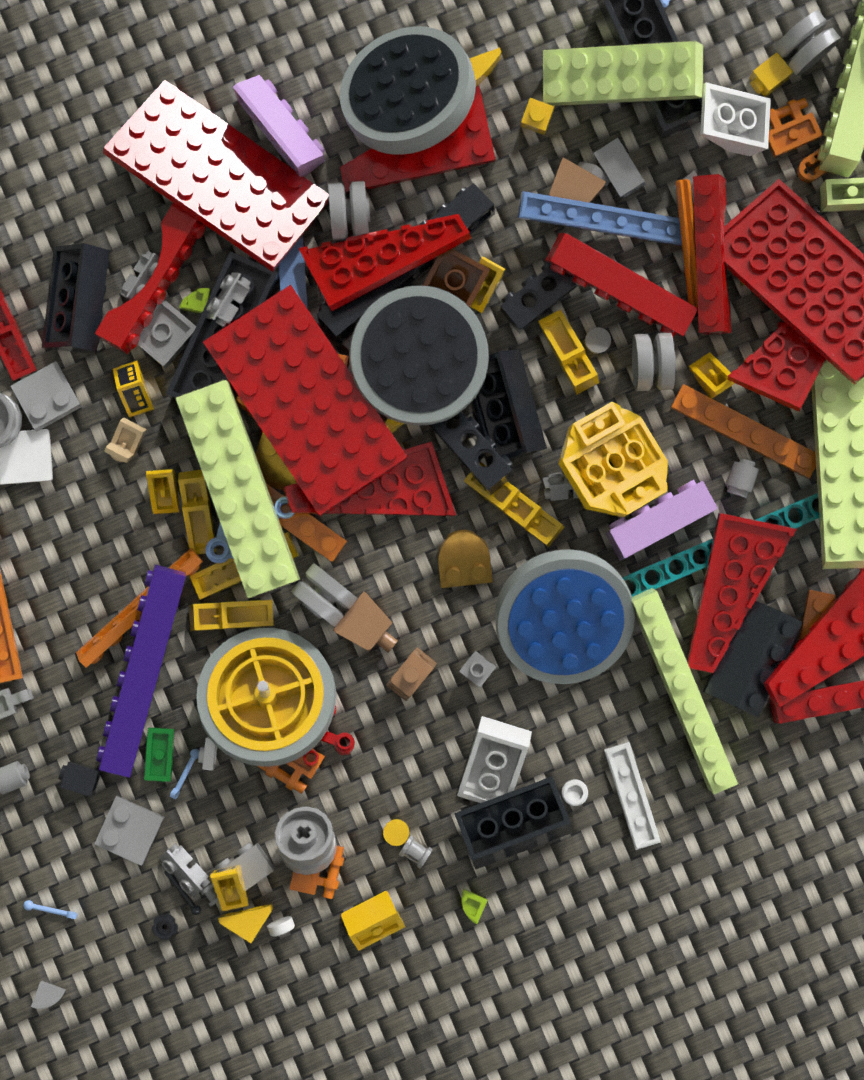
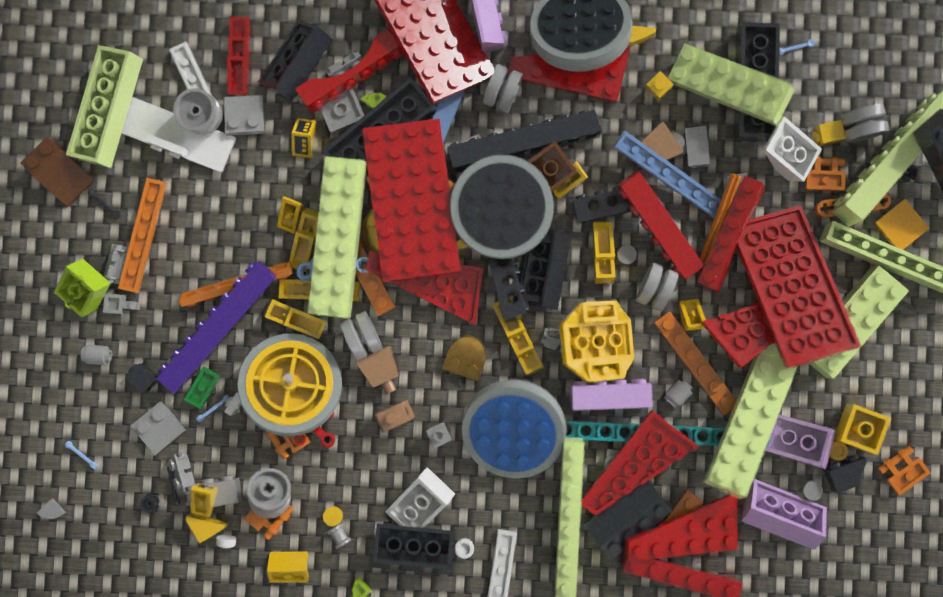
camera: 35 degrees right, 0 degrees up
(125, 441) = (281, 170): tan bracket -> none
(231, 290) = (398, 103): light grey hinge -> none
(374, 258) = (504, 128): red wing -> none

